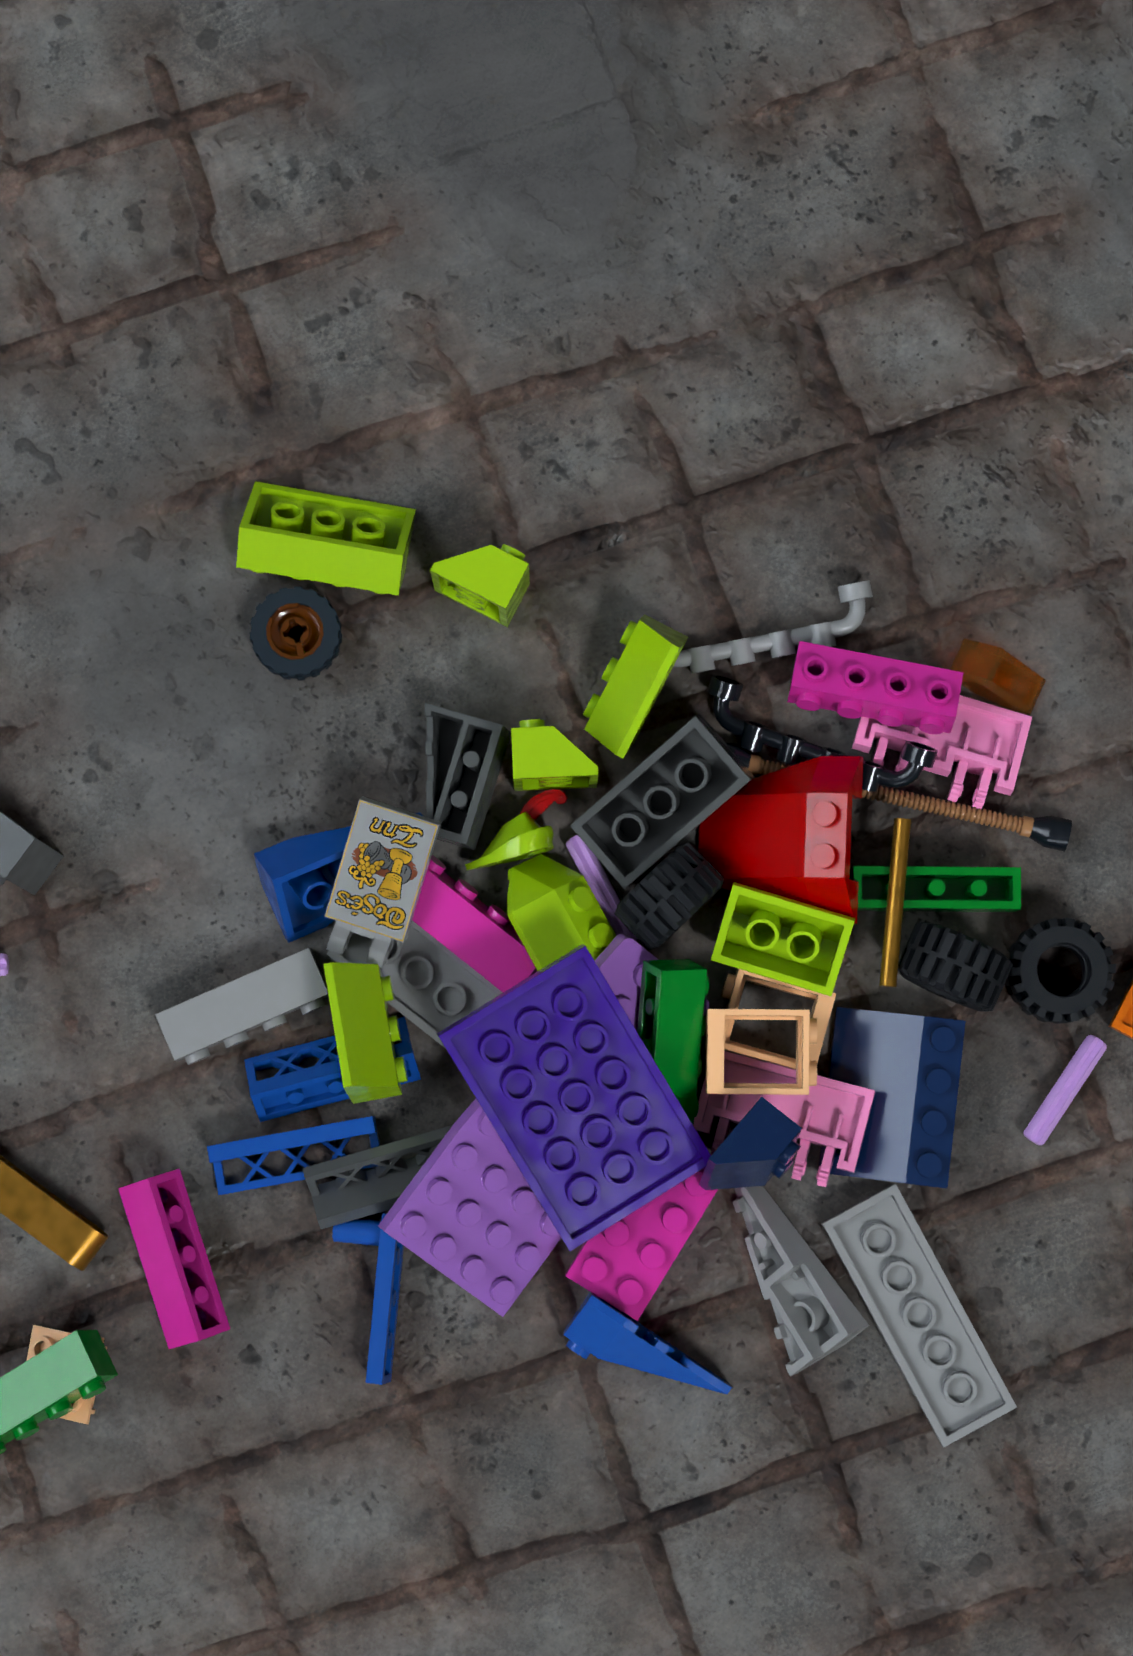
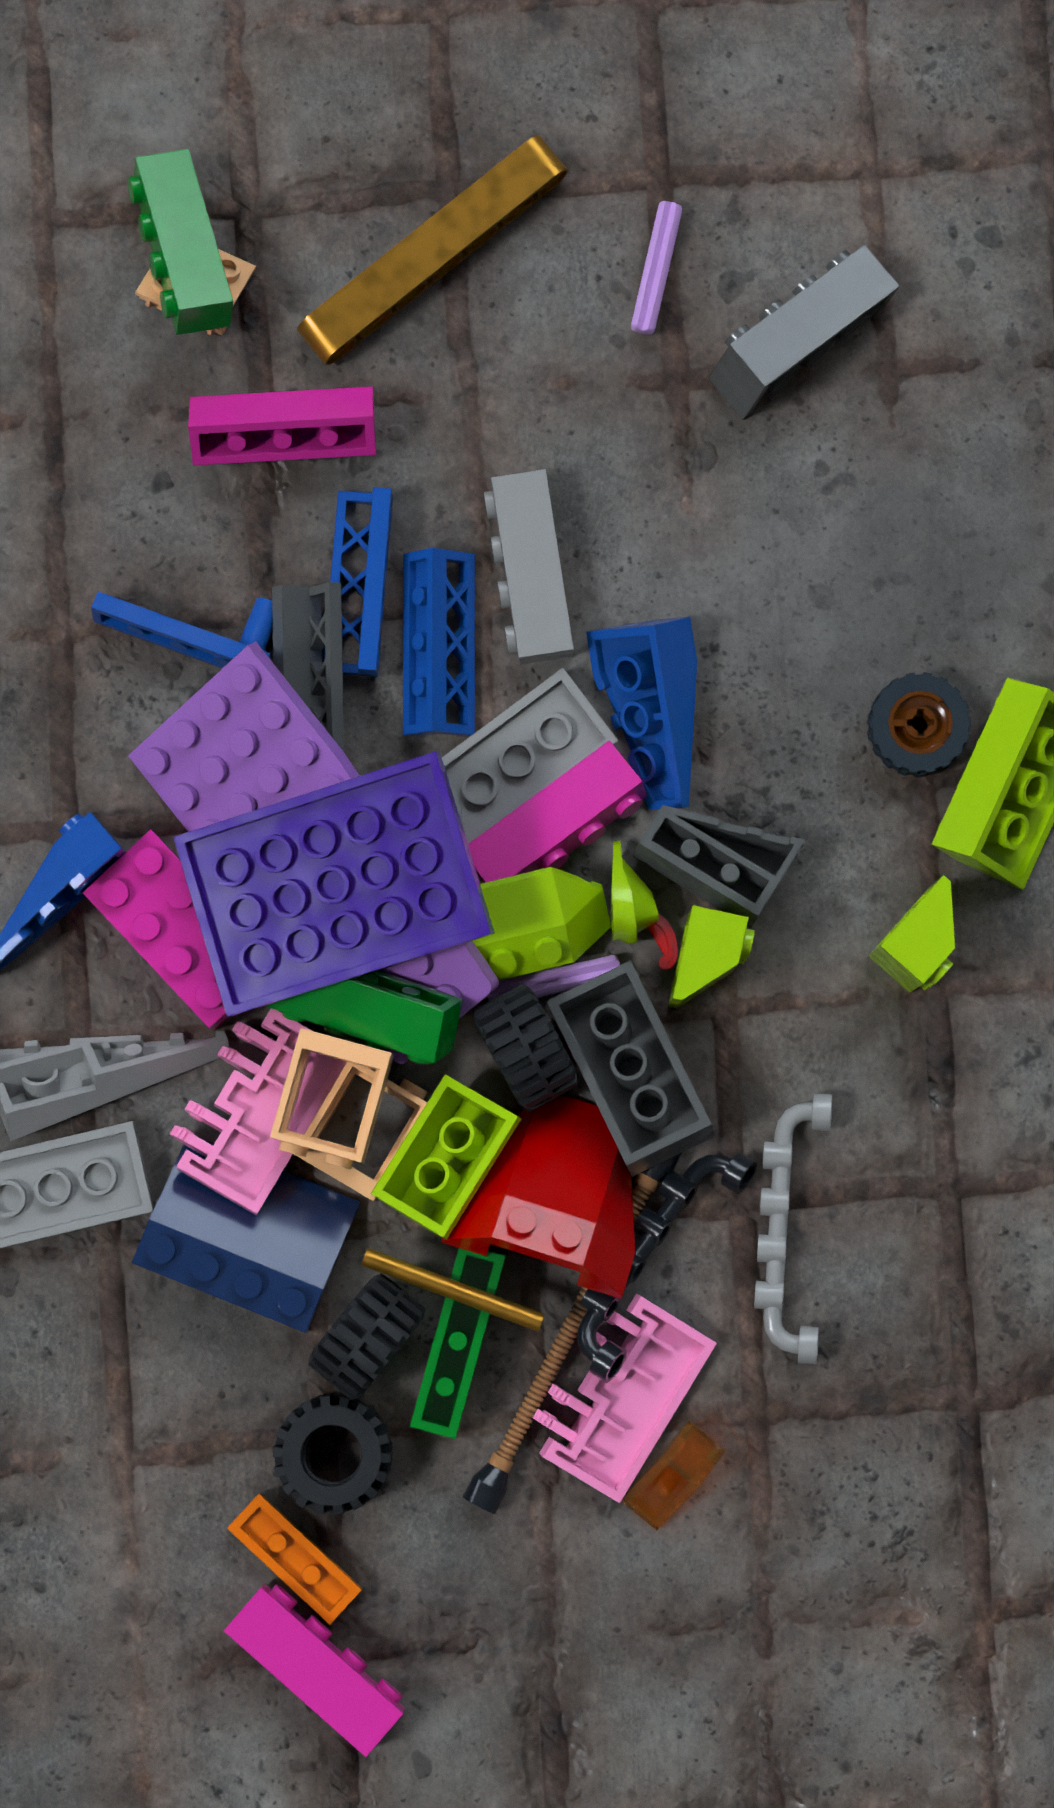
camera: 110 degrees right, 0 degrees up
(365, 1031) = (467, 681): lime slope -> none
(380, 877) = (627, 742): tile -> none
(633, 683) = (767, 1071): lime slope -> none
(754, 1150) = (225, 1060): dark blue slope -> none
(875, 688) = (694, 1334): dark pink brick -> none
(1065, 1089) = (204, 1425): lavender axle -> none

